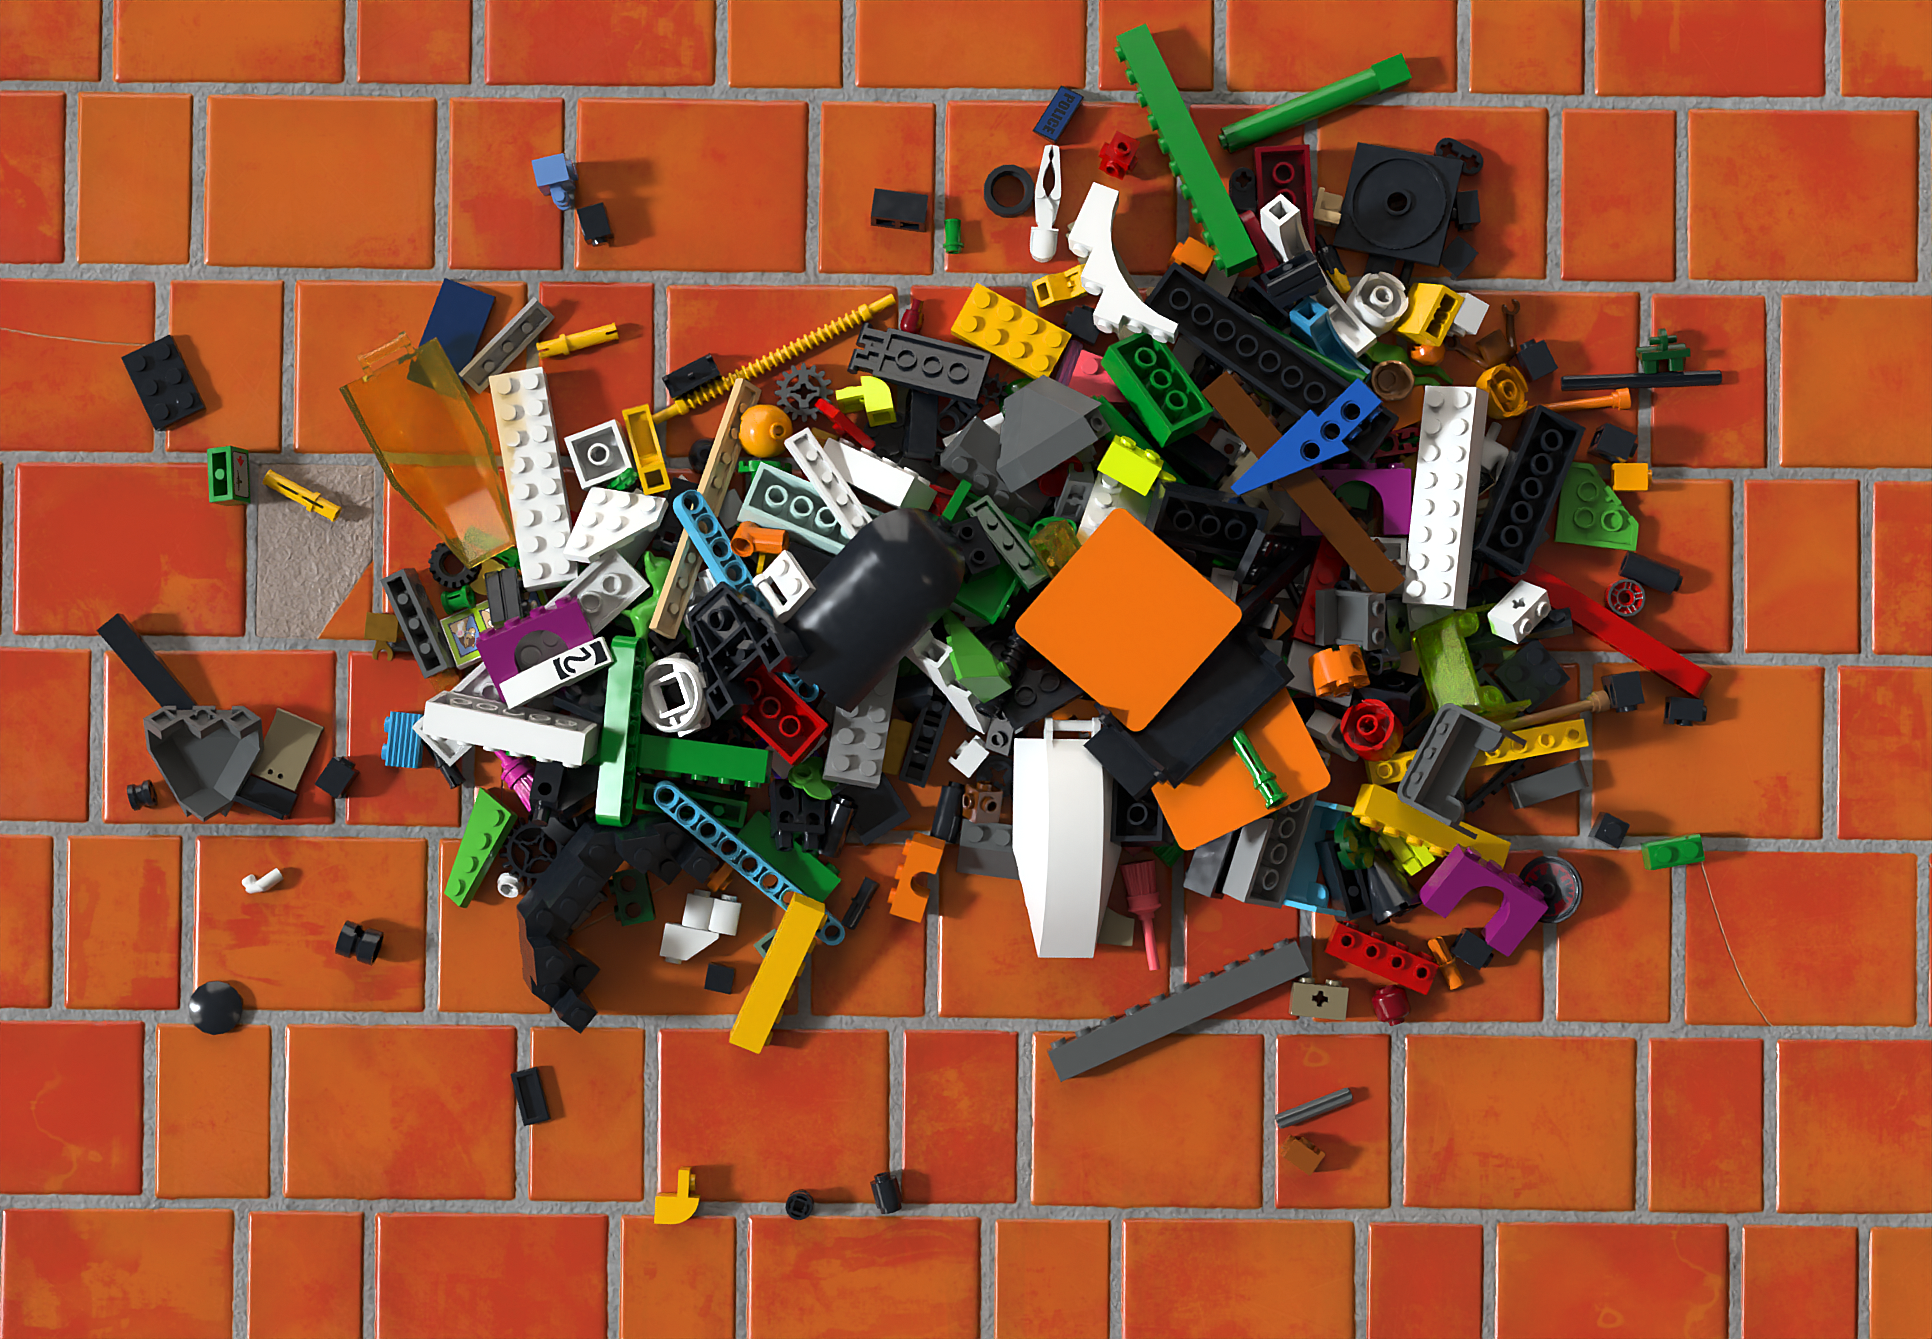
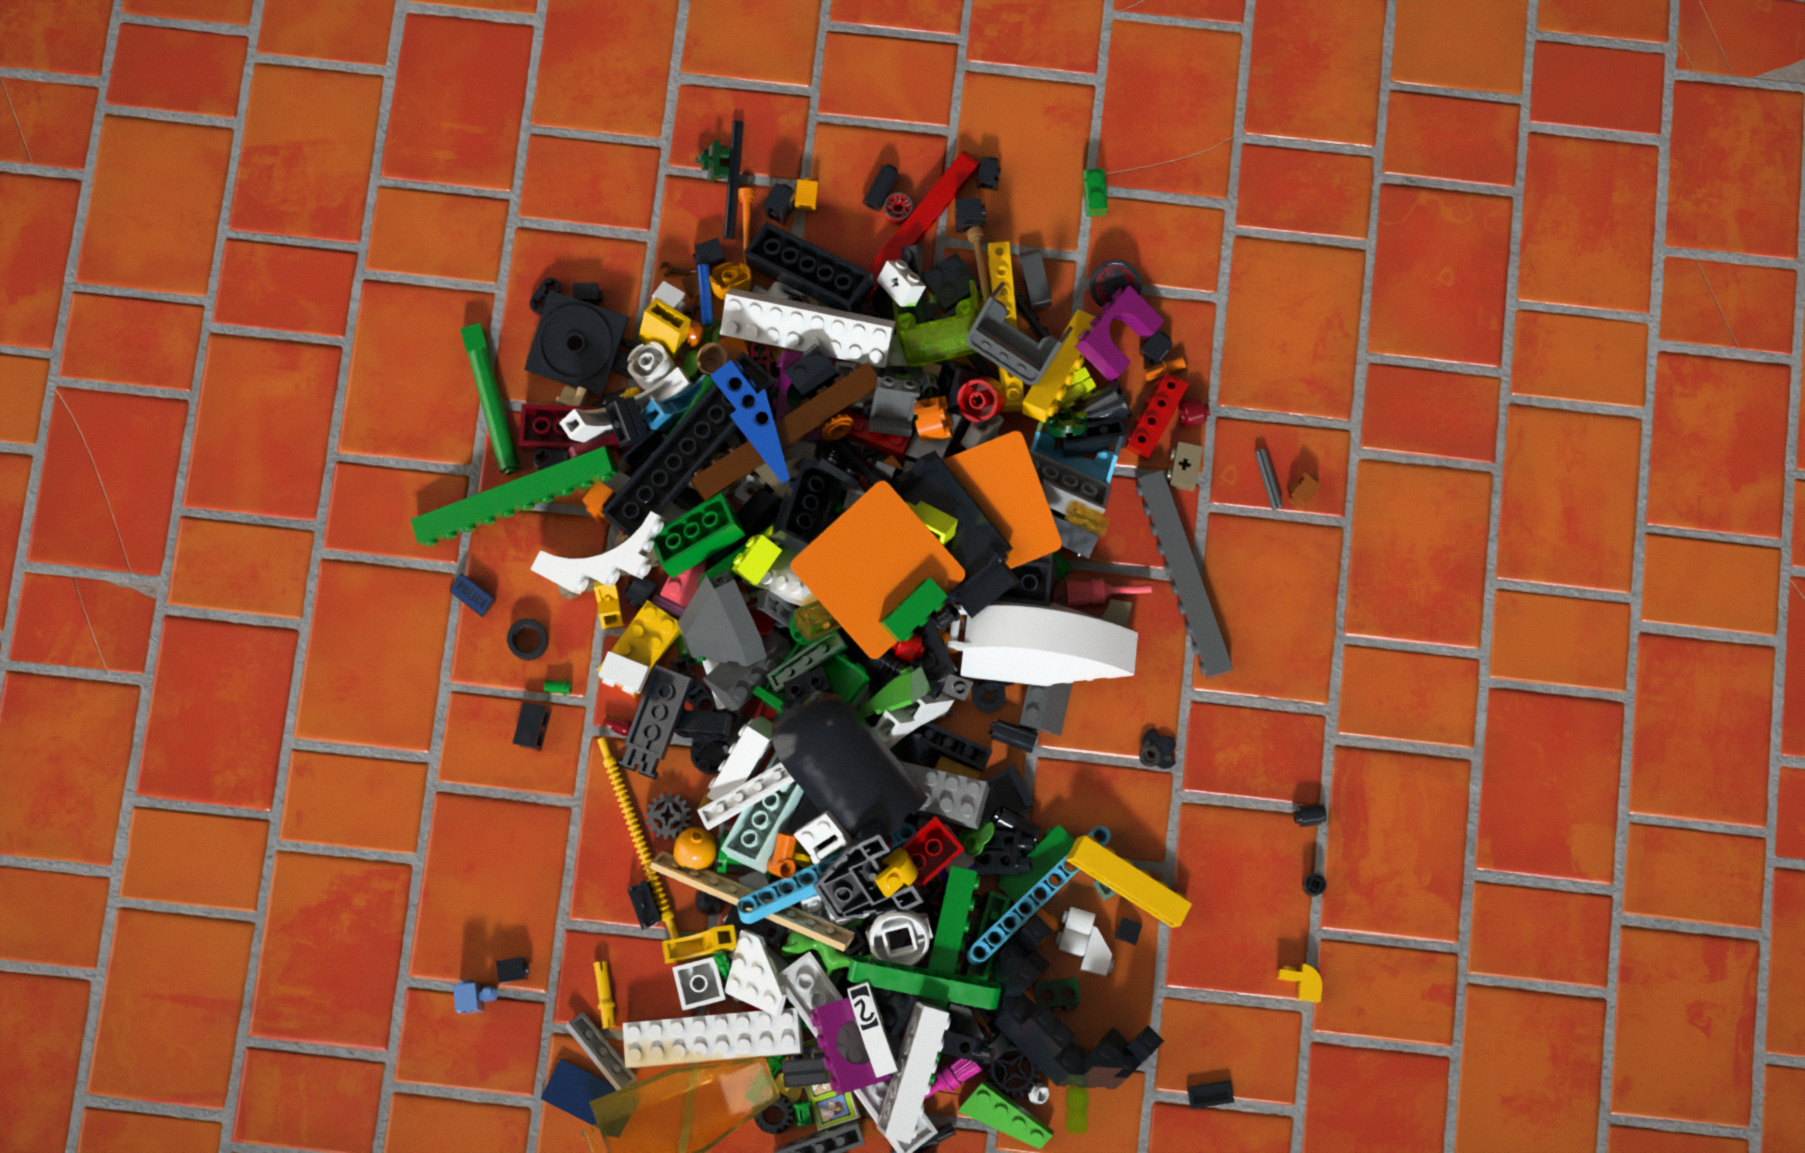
camera: 85 degrees left, 10 degrees down
(485, 933) = (1076, 1117): none -> clear neon green brick
(750, 687) = (899, 871): none -> yellow brick
(844, 425) = (697, 783): red plate -> none
(860, 903) = (1078, 813): black axle -> none
(872, 396) = (677, 761): neon yellow brick -> none
(922, 856) = (1045, 758): orange arch -> none
(952, 998) = (1159, 748): none -> black plate
(970, 756) = (970, 714): white brick -> none
(972, 315) = (623, 673): none -> white brick
(982, 802) = (1008, 706): reddish brown brick -> none
(1037, 670) = (910, 649): none -> red head
(1044, 238) = (544, 611): white arm -> none
(1080, 670) = (914, 610): none -> green brick
(1081, 712) = (946, 617): none -> black bush
(1119, 155) = (511, 550): red brick -> none
(1198, 691) = (938, 522): none -> neon yellow brick
(1228, 881) = (1087, 519): none -> clear yellow hinge
(1263, 781) = (1012, 480): green pin -> none
(1316, 549) = (837, 427): none -> orange gear
(1384, 507) = (811, 372): none -> black slope
(1457, 257) = (622, 303): black panel -> none
(1479, 361) = (705, 295): none -> blue axle
(1592, 512) = (831, 224): bright green plate -> none
(1609, 830) = (1074, 237): black brick -> none

